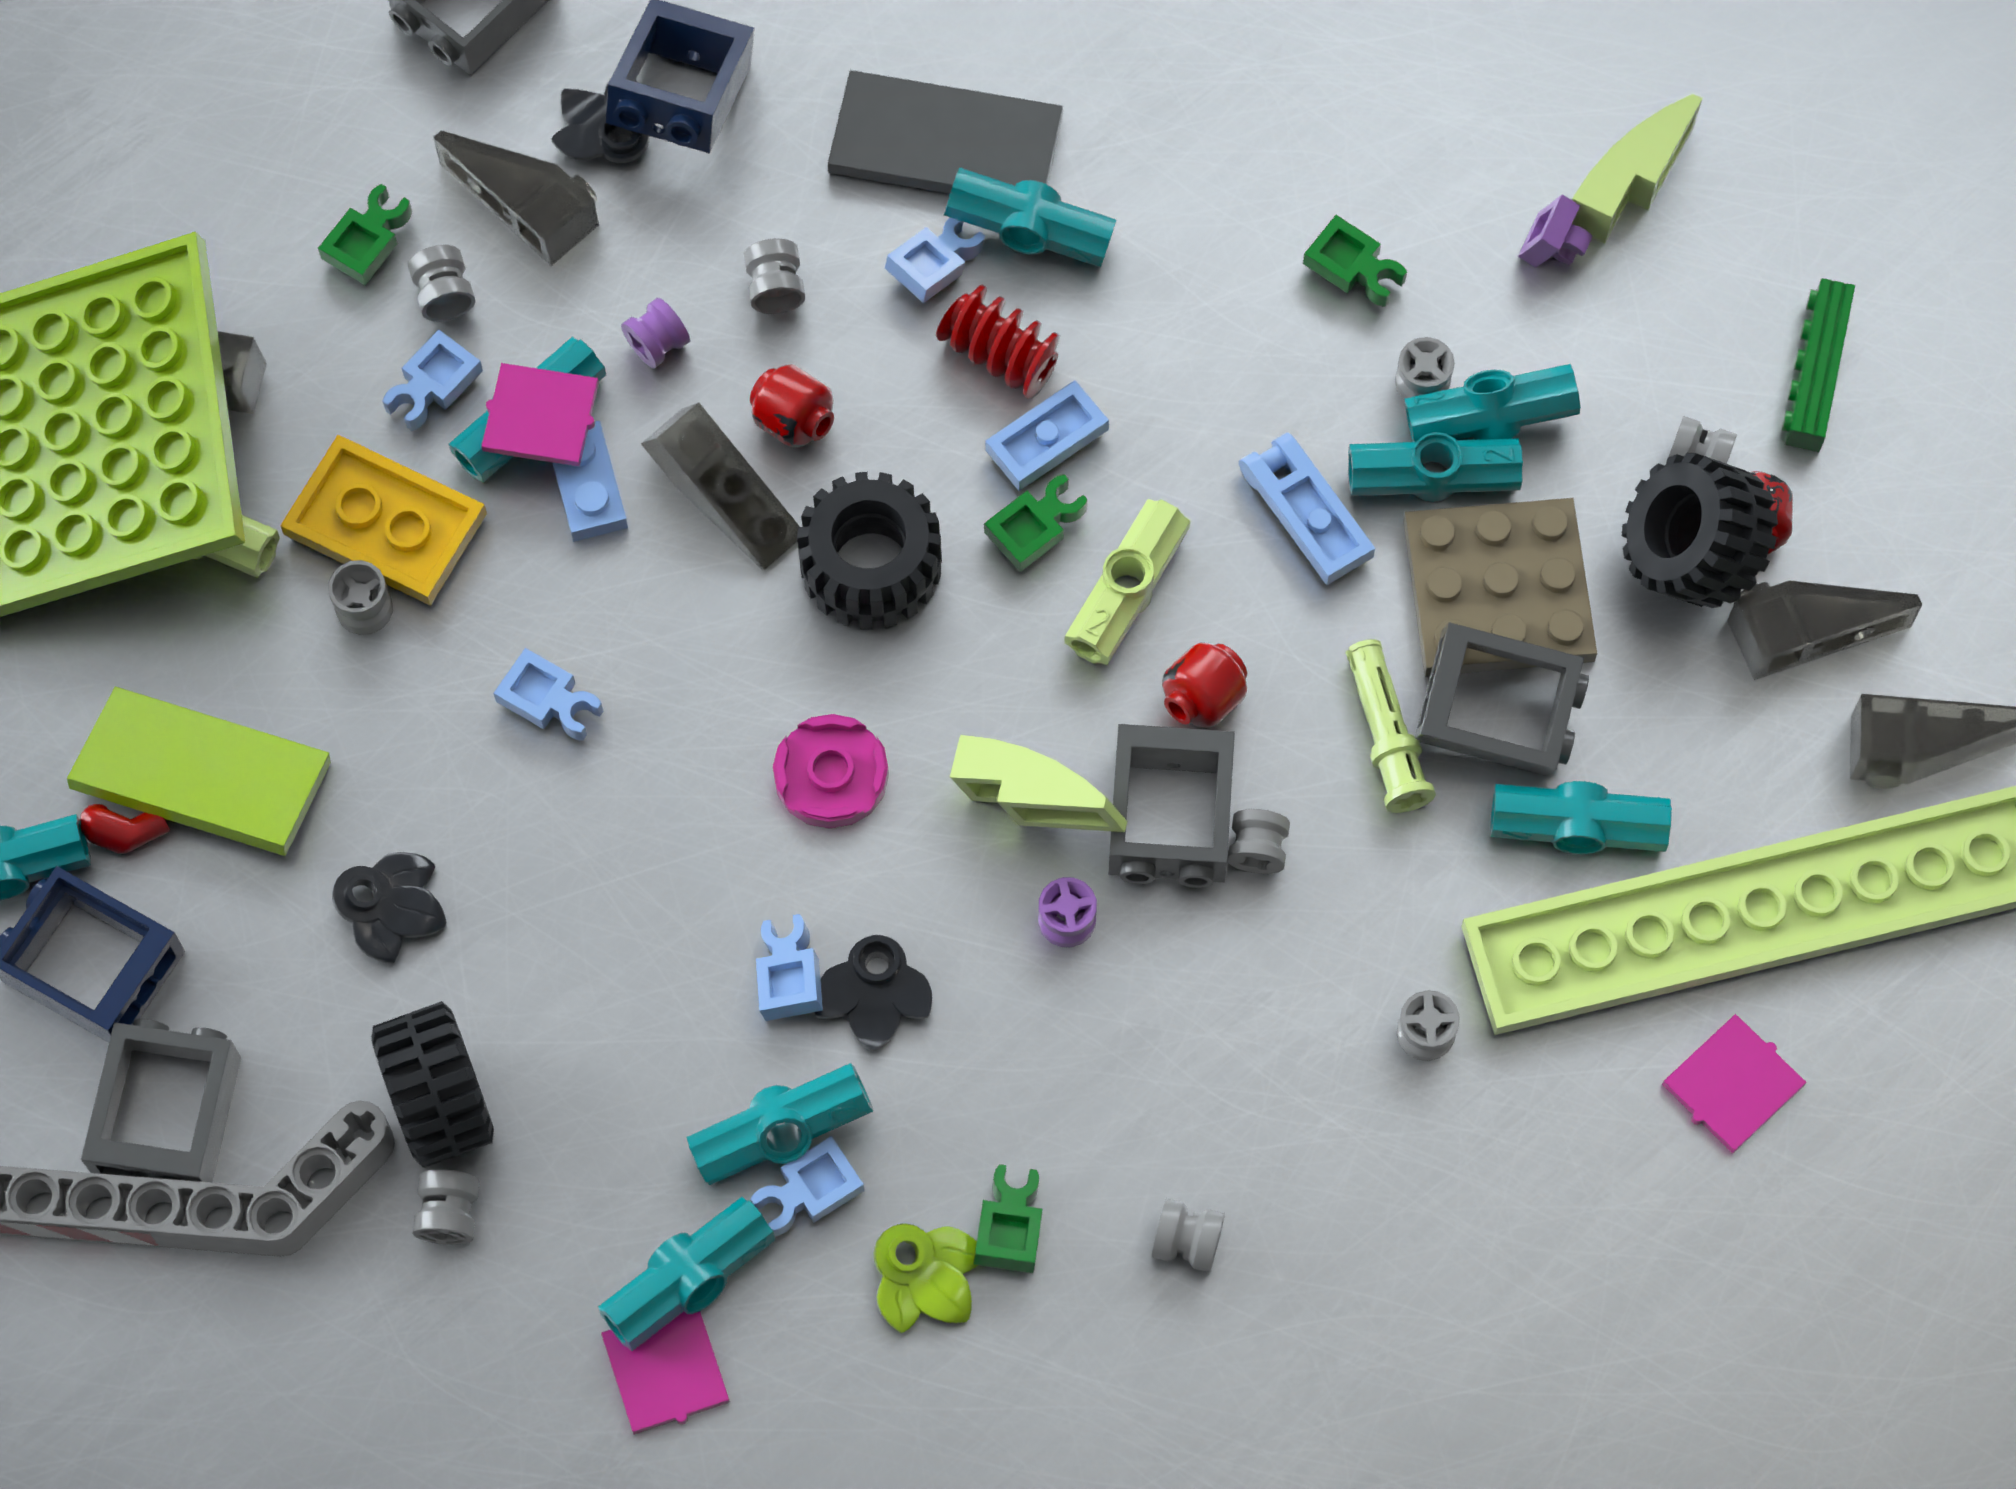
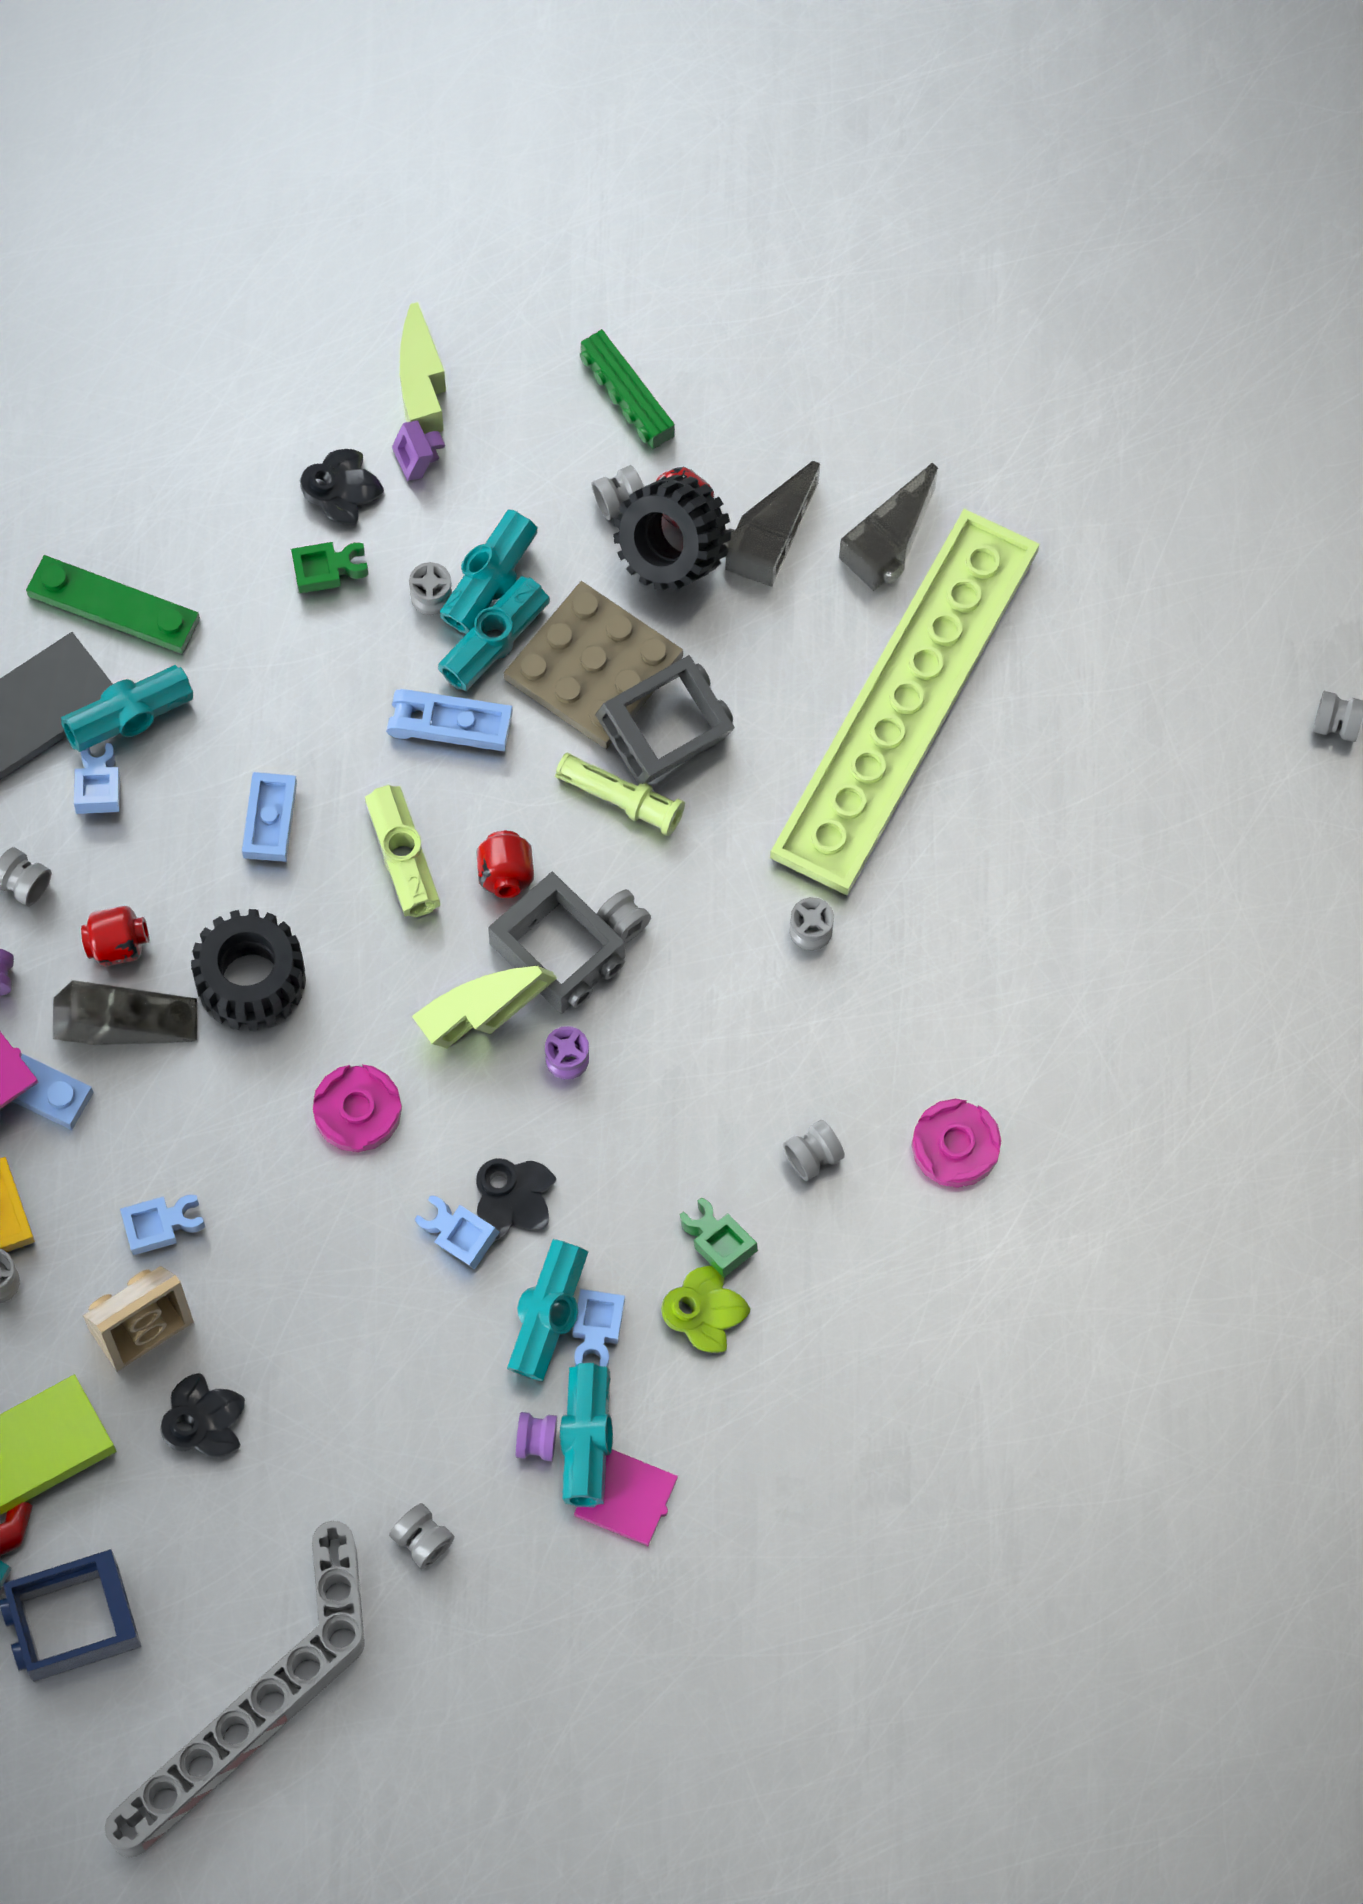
camera: 50 degrees left, 0 degrees up
(128, 1159) = (233, 1684): dark grey window -> none
(426, 756) = (139, 1316): none -> tan slope
(432, 1084) = (349, 1477): black tyre -> none
(642, 1225) = (536, 1436): none -> medium lavender wheel
(1000, 341) = (187, 788): red piece -> none
(1032, 527) = (316, 874): green plate -> none
(1128, 117) = (113, 604): none -> green plate
(1333, 1371) = (956, 1143): none -> dark pink tile
(1456, 208) = (346, 485): none -> black plate
(1581, 817) = (769, 742): teal piece -> none
(1734, 1083) = (987, 801): dark pink piece -> none

